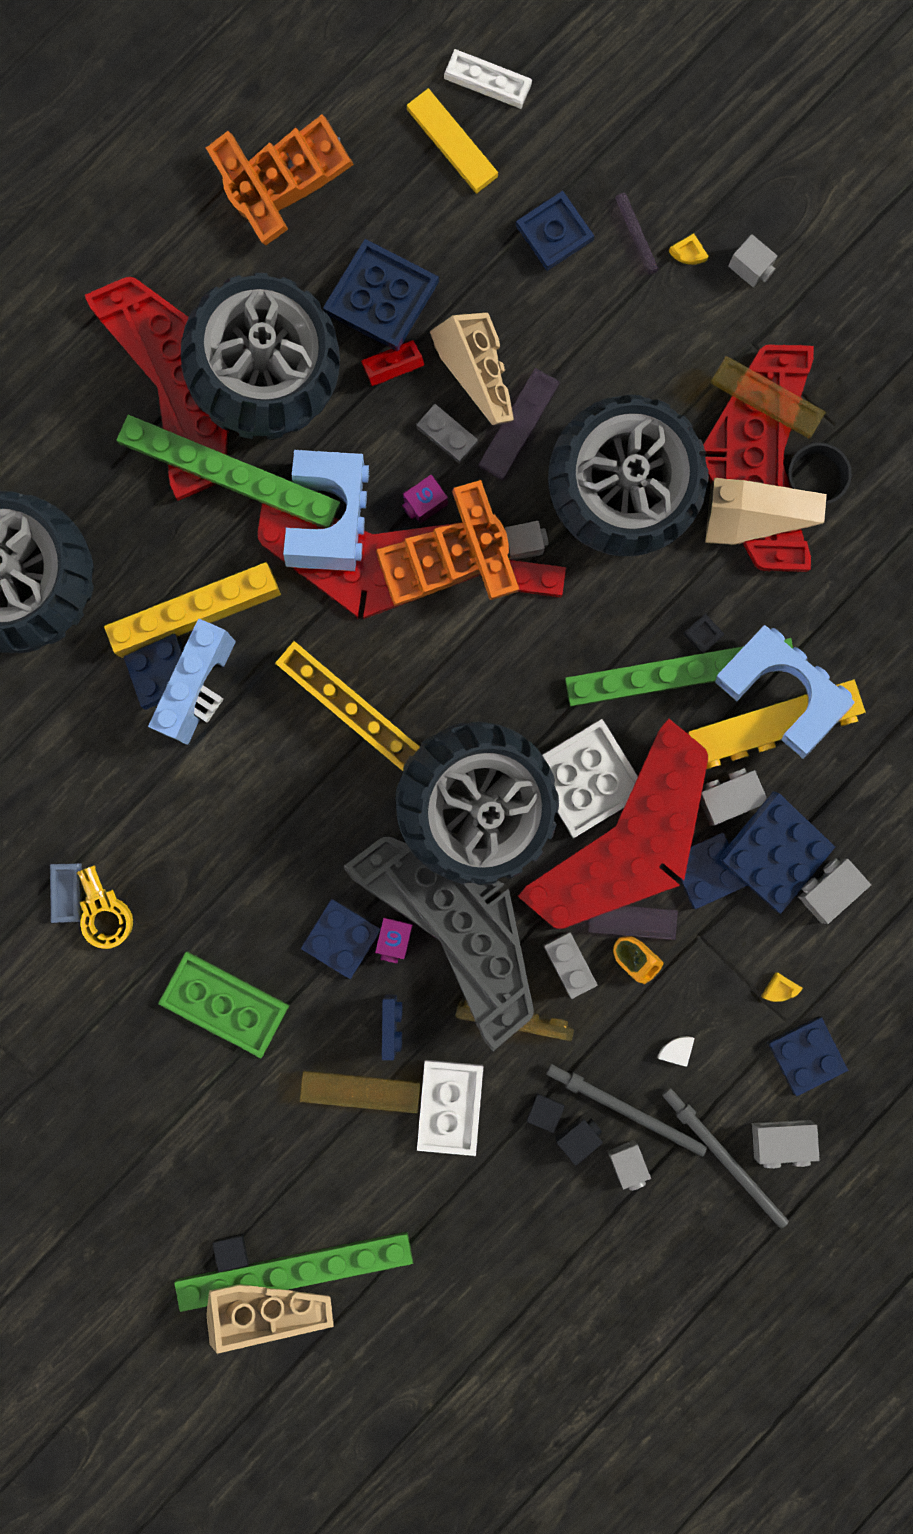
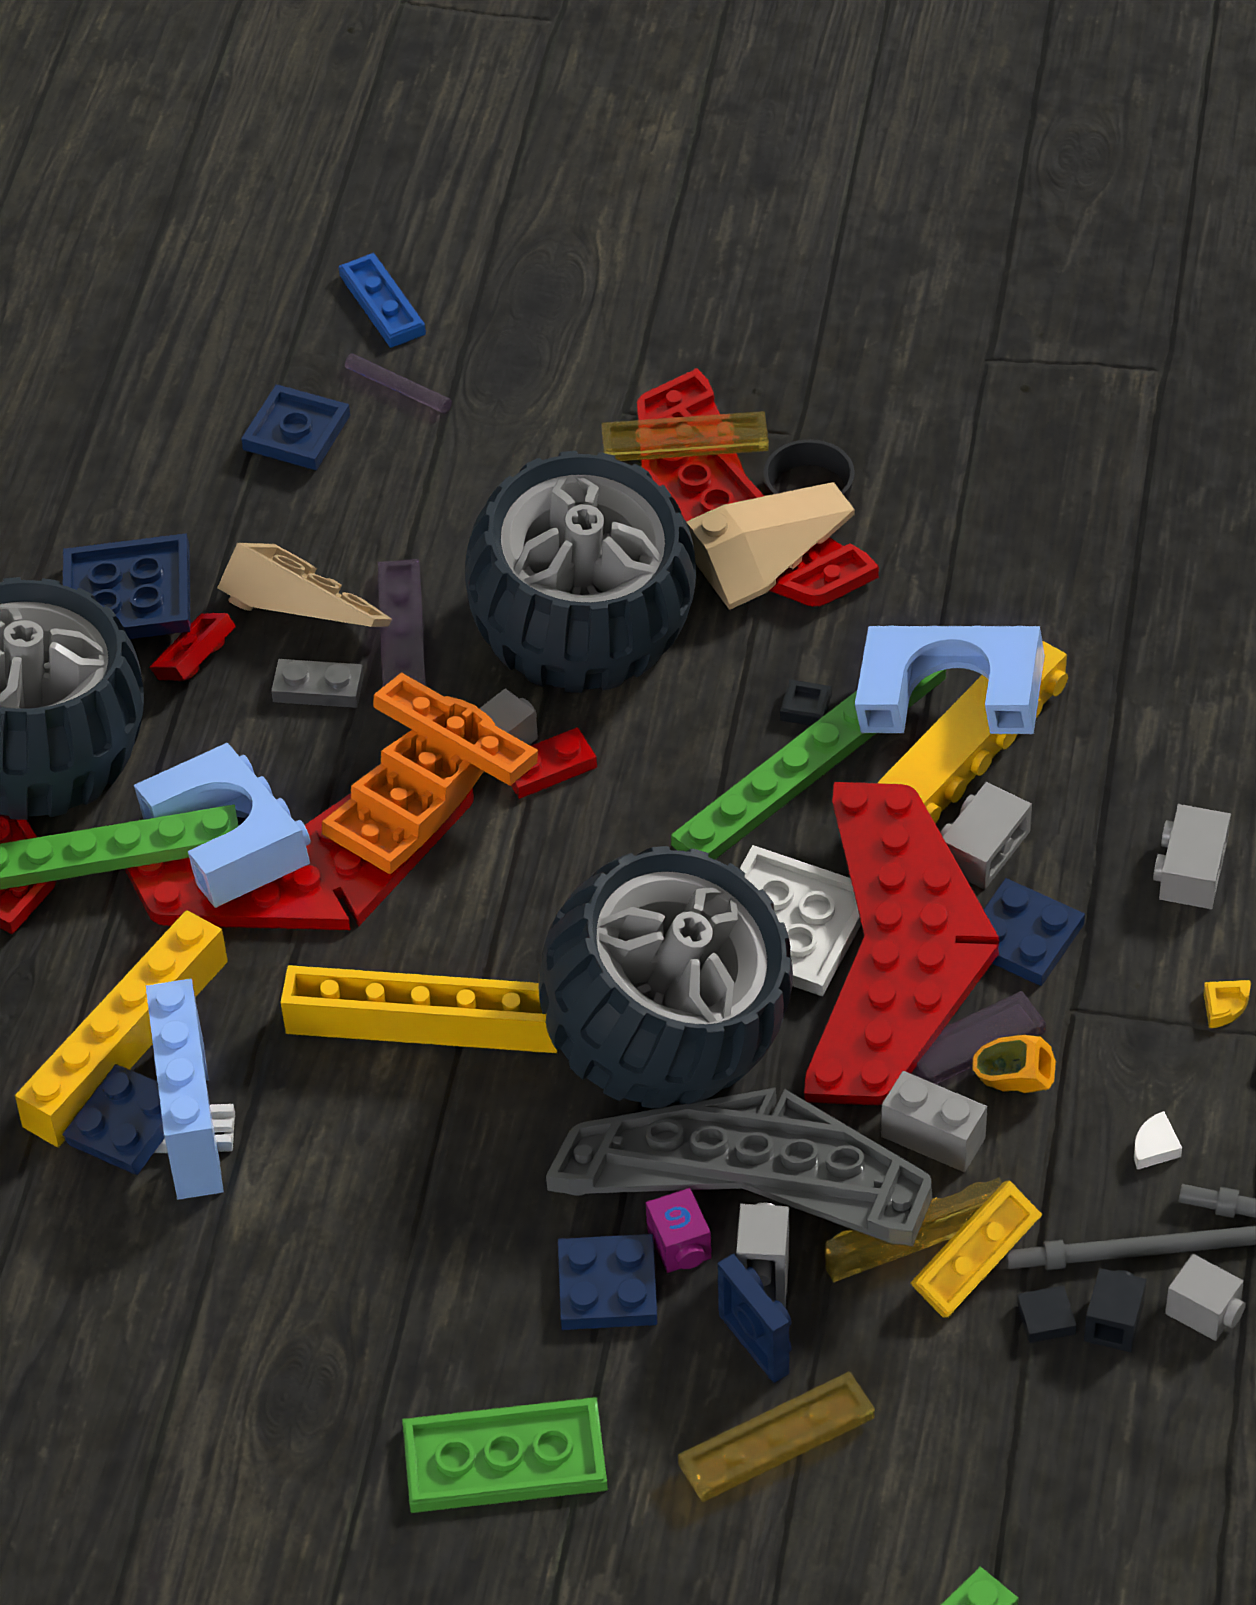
camera: 30 degrees left, 35 degrees down
(65, 893) = (177, 1455): sand blue tile -> none
(108, 903) = (250, 1424): yellow pin -> none
(421, 992) = (765, 1245): none -> light grey brick
(424, 499) = (342, 753): magenta brick -> none
(450, 1107) = (914, 1380): white plate -> none
(452, 141) = (100, 413): yellow tile -> none
(487, 78) = (99, 339): white tile -> none
(533, 1058) = (976, 1249): none -> yellow tile
(671, 158) = (382, 300): none -> blue tile
(689, 251) = (475, 367): yellow tile -> none
(753, 261) = (560, 333): light grey brick -> none
(776, 852) = (1088, 853): dark blue plate -> none

